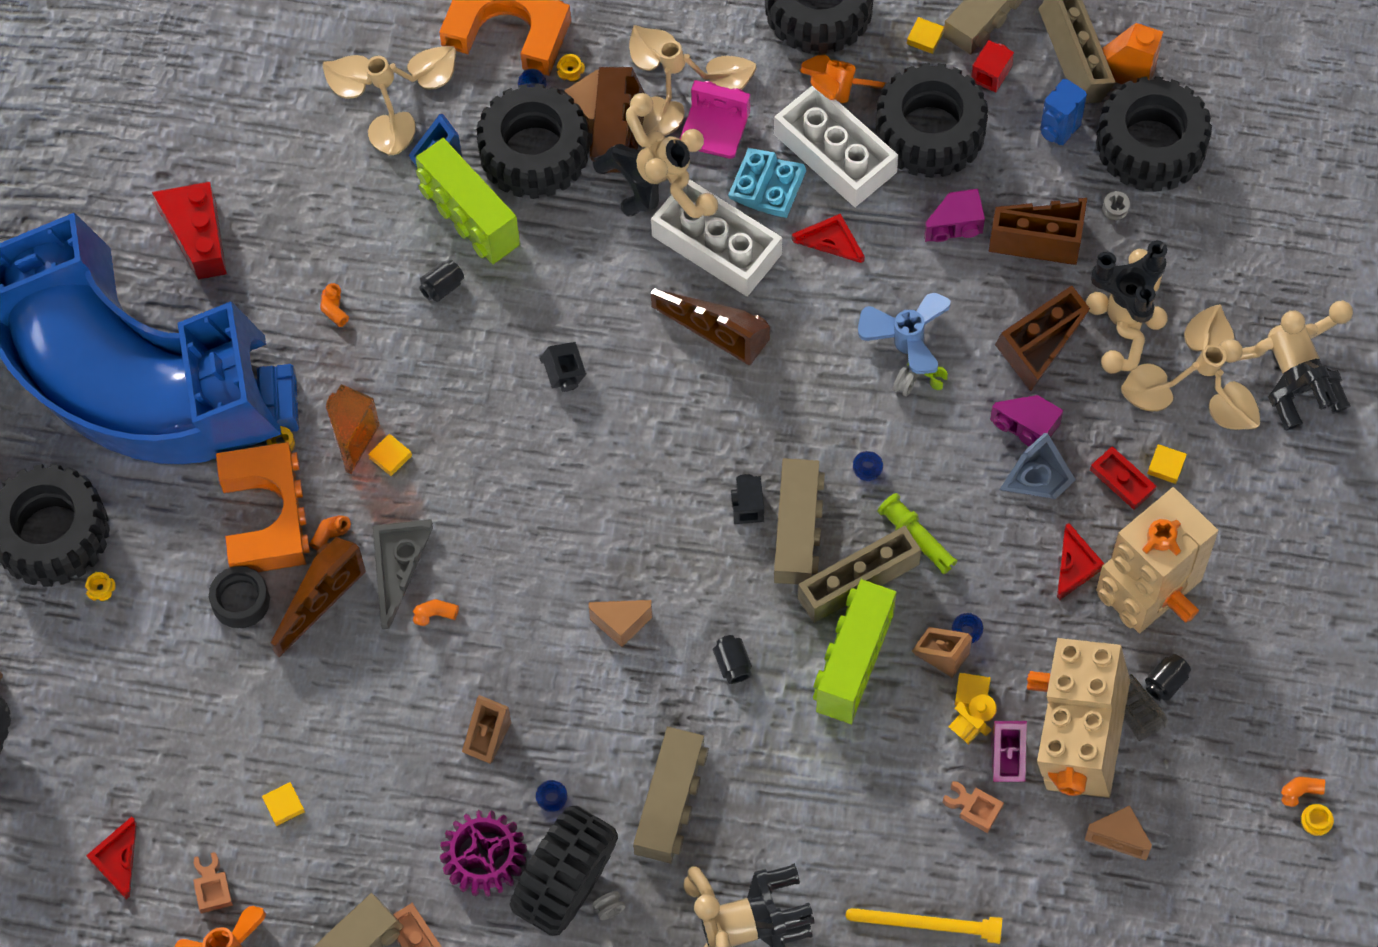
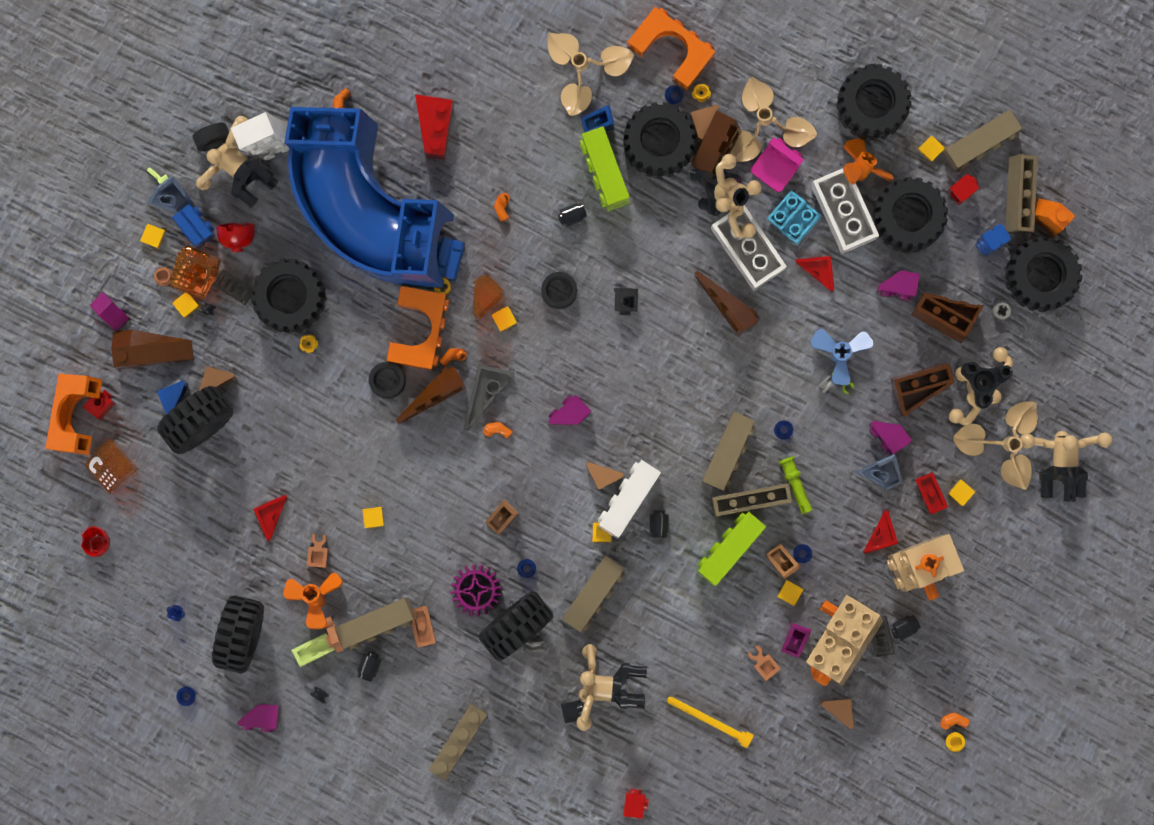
camera: 20 degrees right, 20 degrees up
(455, 367) = (562, 276): none -> black tyre
(539, 548) = (571, 413): none -> magenta slope
(650, 704) = (600, 535): none -> yellow tile
(671, 634) = (630, 498): none -> white brick
(747, 500) = (704, 426): black brick -> none
(972, 719) = (783, 614): yellow hips -> none

